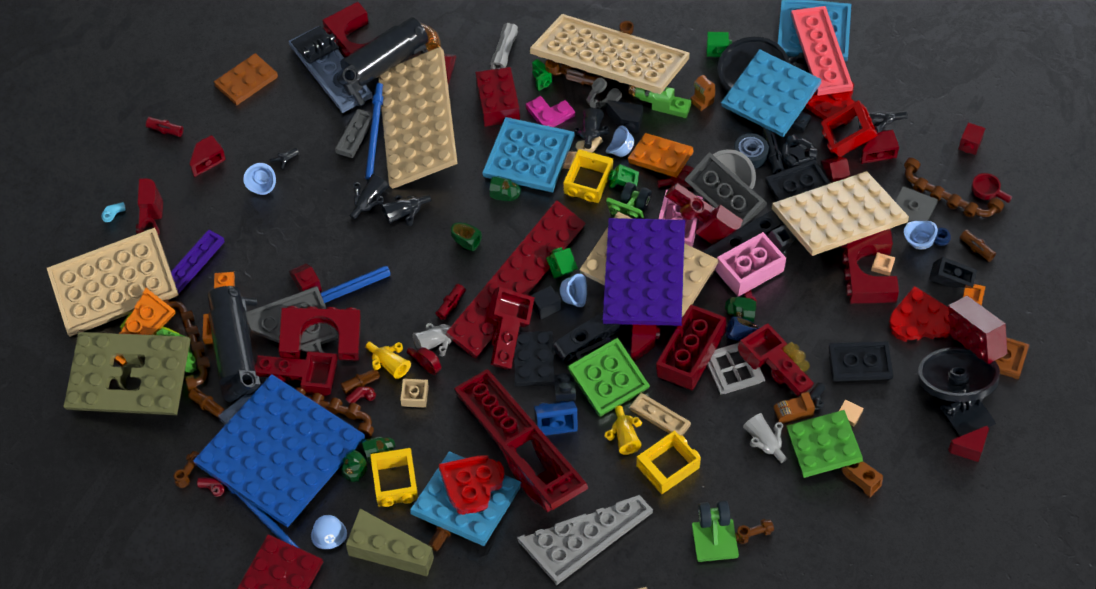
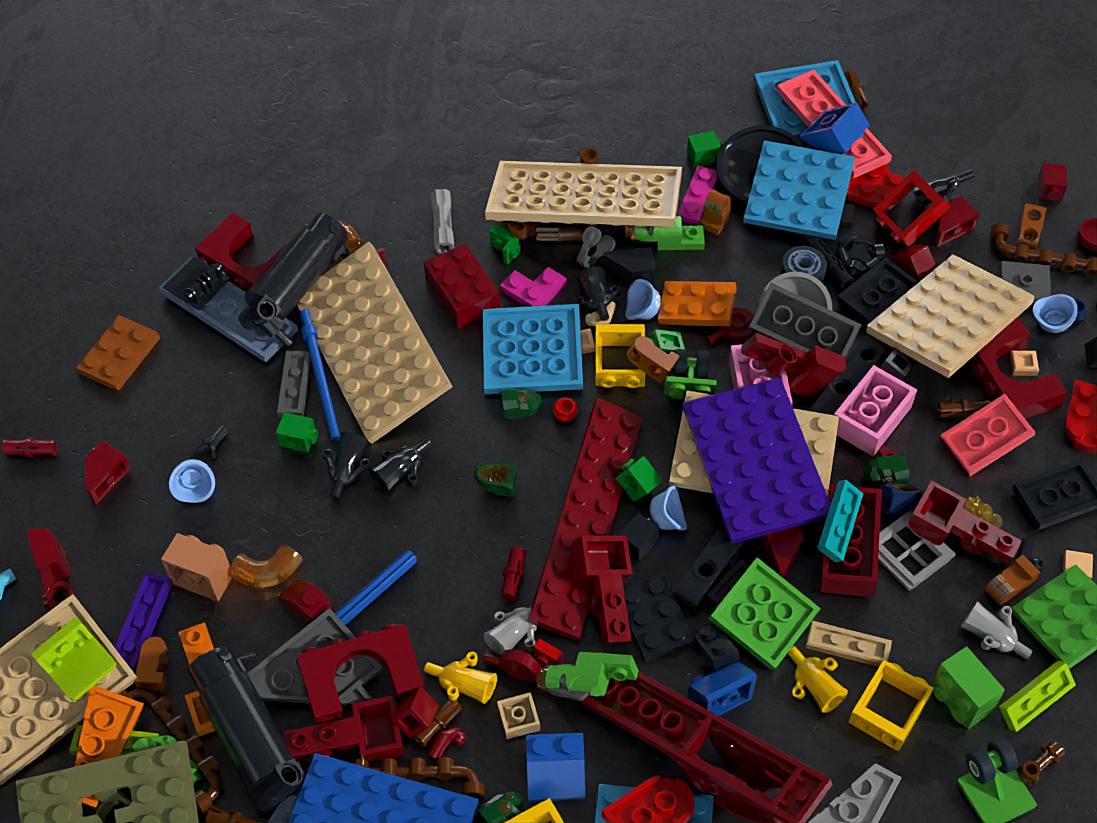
camera: 20 degrees left, 0 degrees up
(140, 267) = (74, 659): none -> lime bracket
(190, 290) = (151, 665): none -> dark orange leg
(242, 235) = (197, 566): none -> nougat brick
(287, 253) = (268, 572): none -> clear orange cylinder
(343, 166) = (296, 432): none -> green brick
(346, 368) = (415, 712): none -> dark red brick
(425, 431) = (555, 767): none -> blue slope
(450, 361) = (547, 654): none -> red plate
(468, 379) = (588, 676): none -> bright green plate
(534, 203) = (565, 409): none -> red plate
(604, 183) = (651, 358): none -> dark orange leg
(683, 329) = (840, 521): none -> teal plate
(707, 67) = (699, 188): none -> dark pink plate
(723, 466) = (966, 688): none -> bright green brick
(774, 487) = (1037, 695): none -> lime plate
(817, 55) = (836, 129): none -> blue slope
(821, 283) = (960, 409): none -> reddish brown pin
(826, 305) = (987, 434): none -> coral tile
(855, 29) = (856, 88): none -> reddish brown axle
(937, 167) = (1030, 226): none -> dark orange leg

